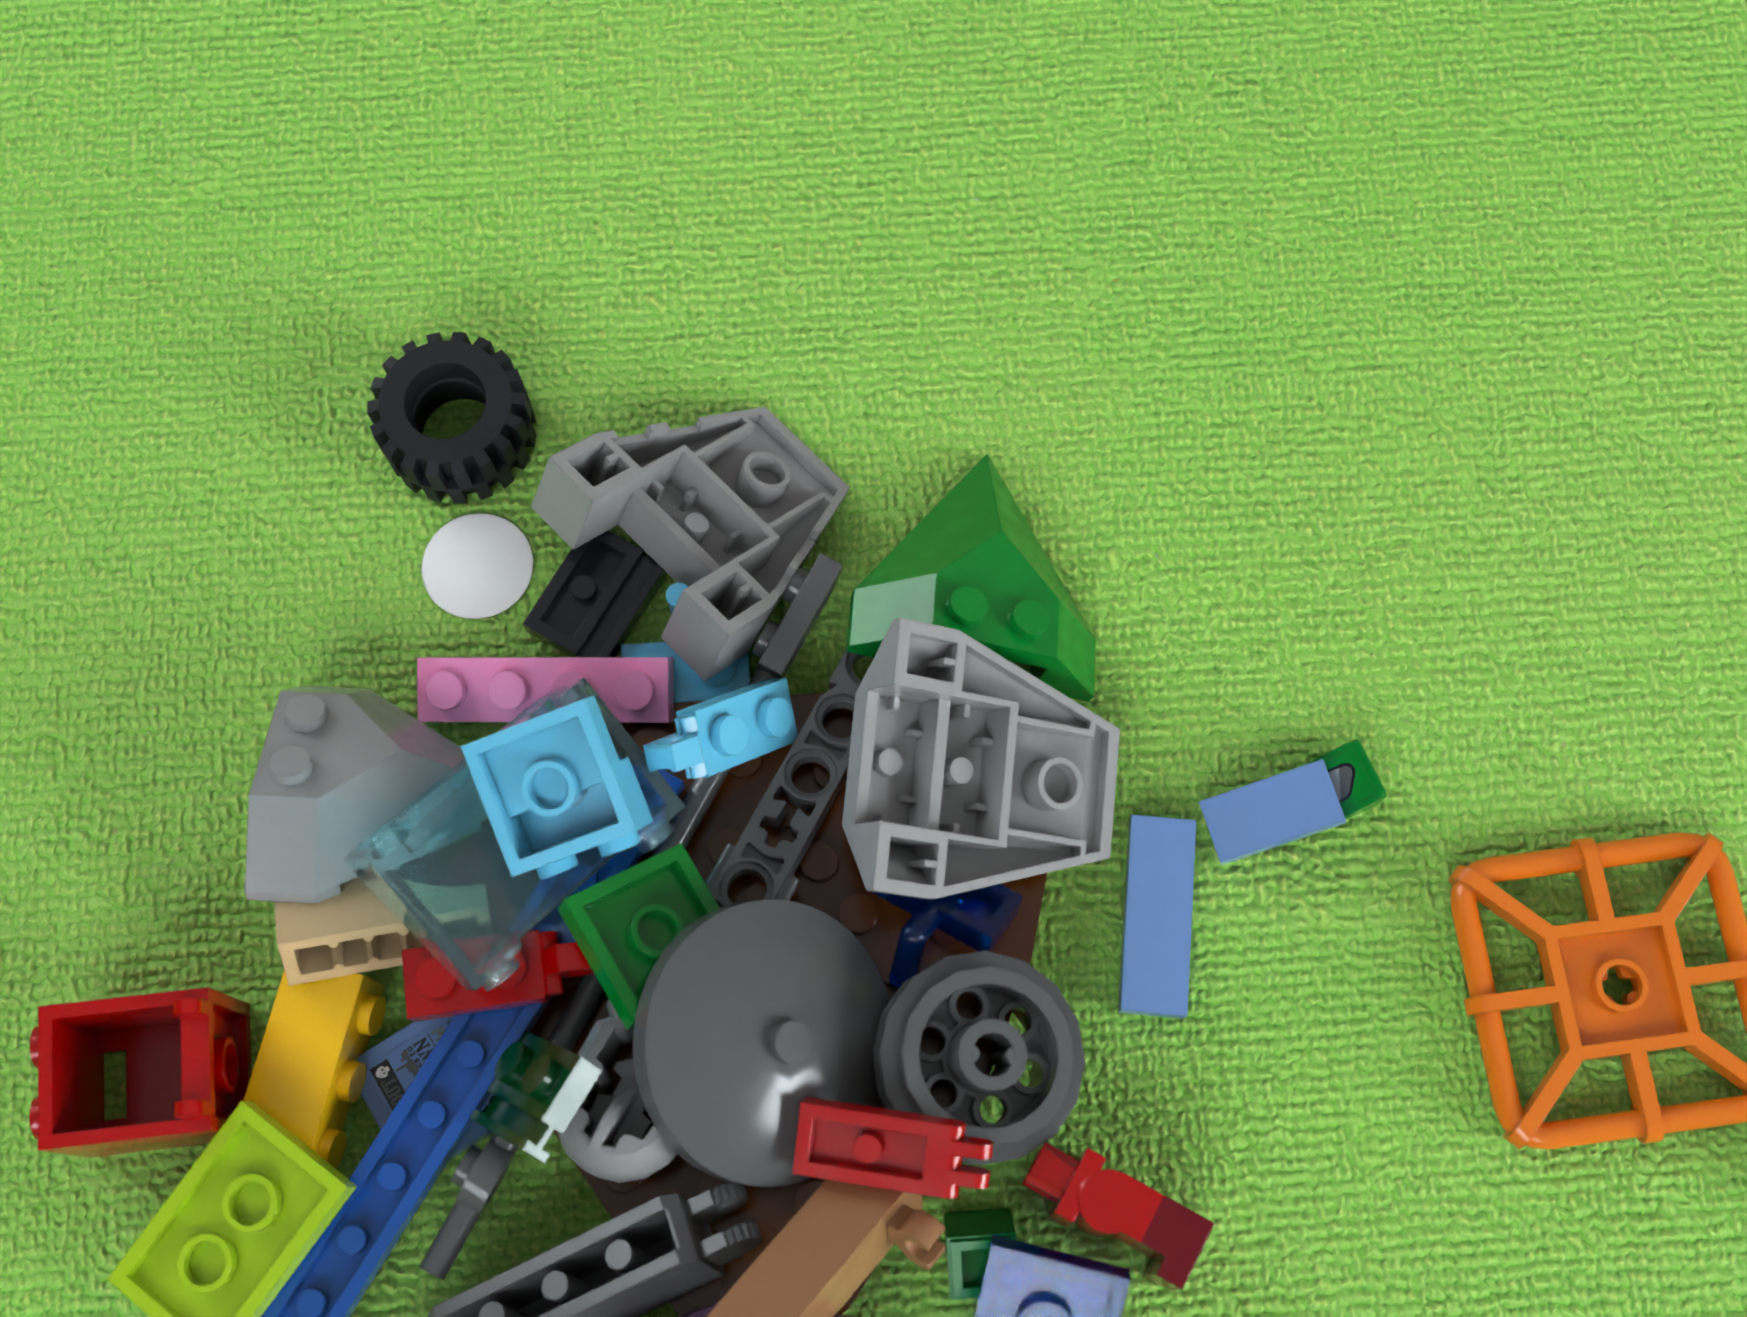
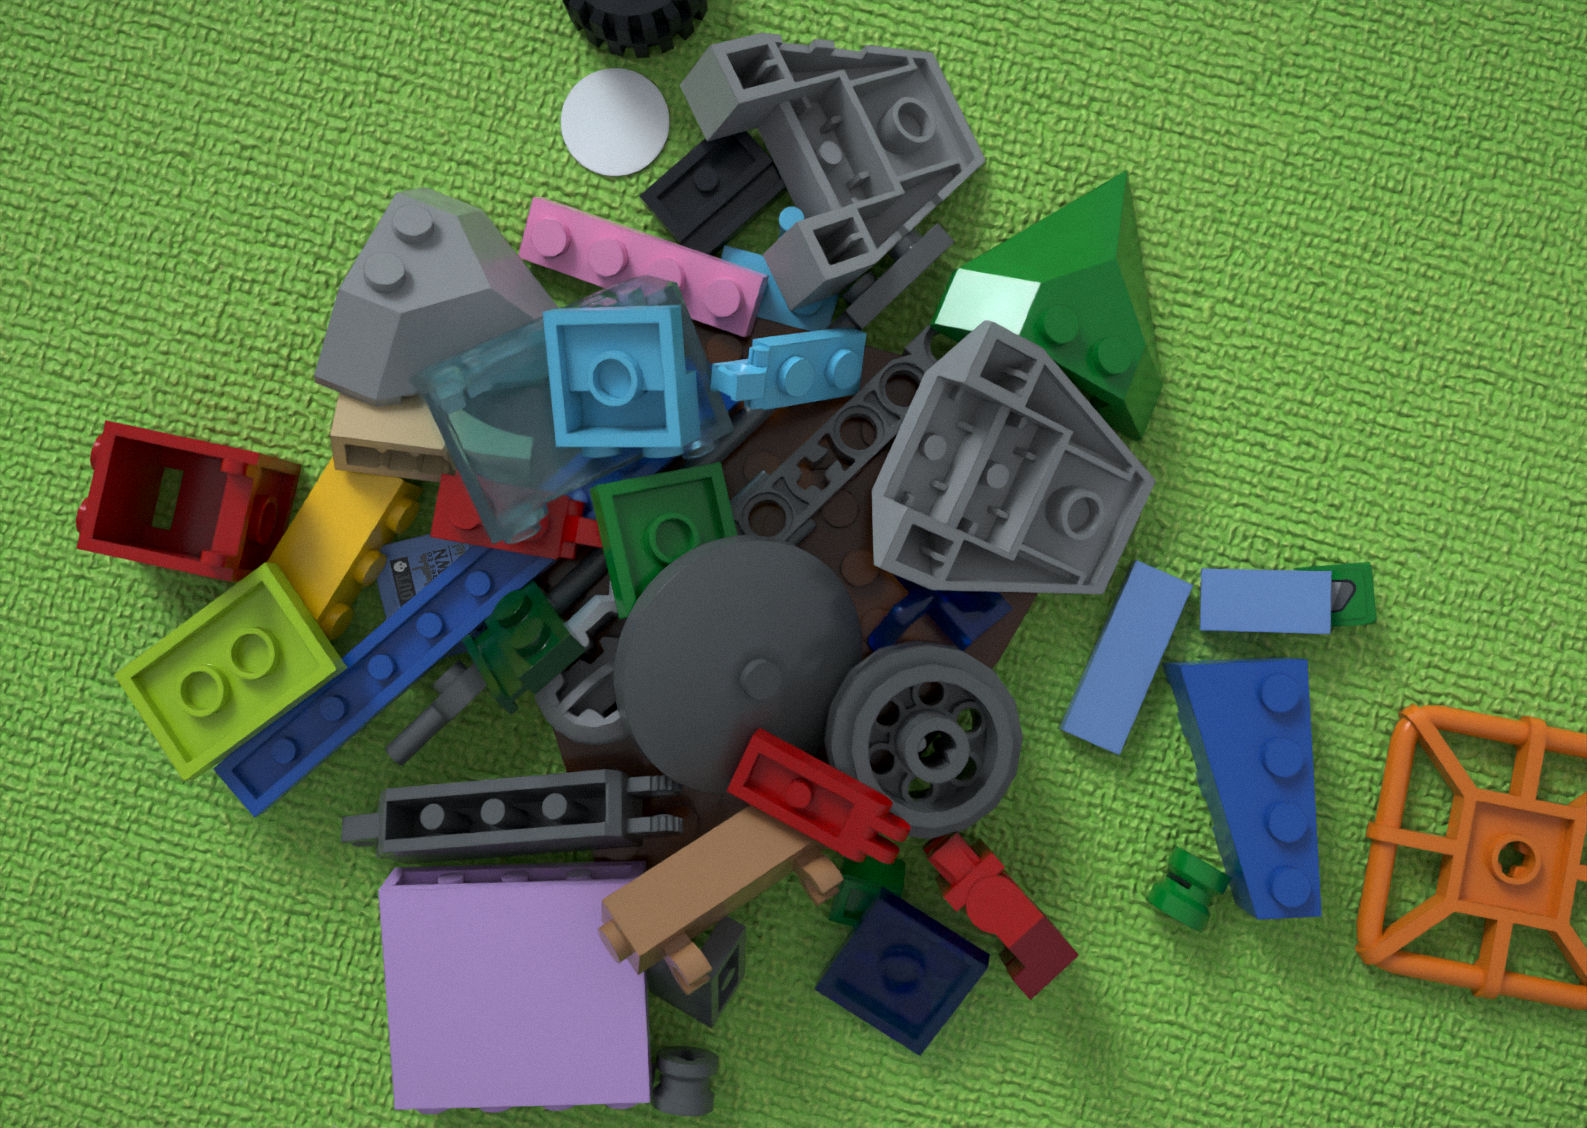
camera: 20 degrees right, 15 degrees up
(1309, 1130) = (1187, 903): none -> green wheel
(1329, 987) = (1257, 774): none -> blue wedge

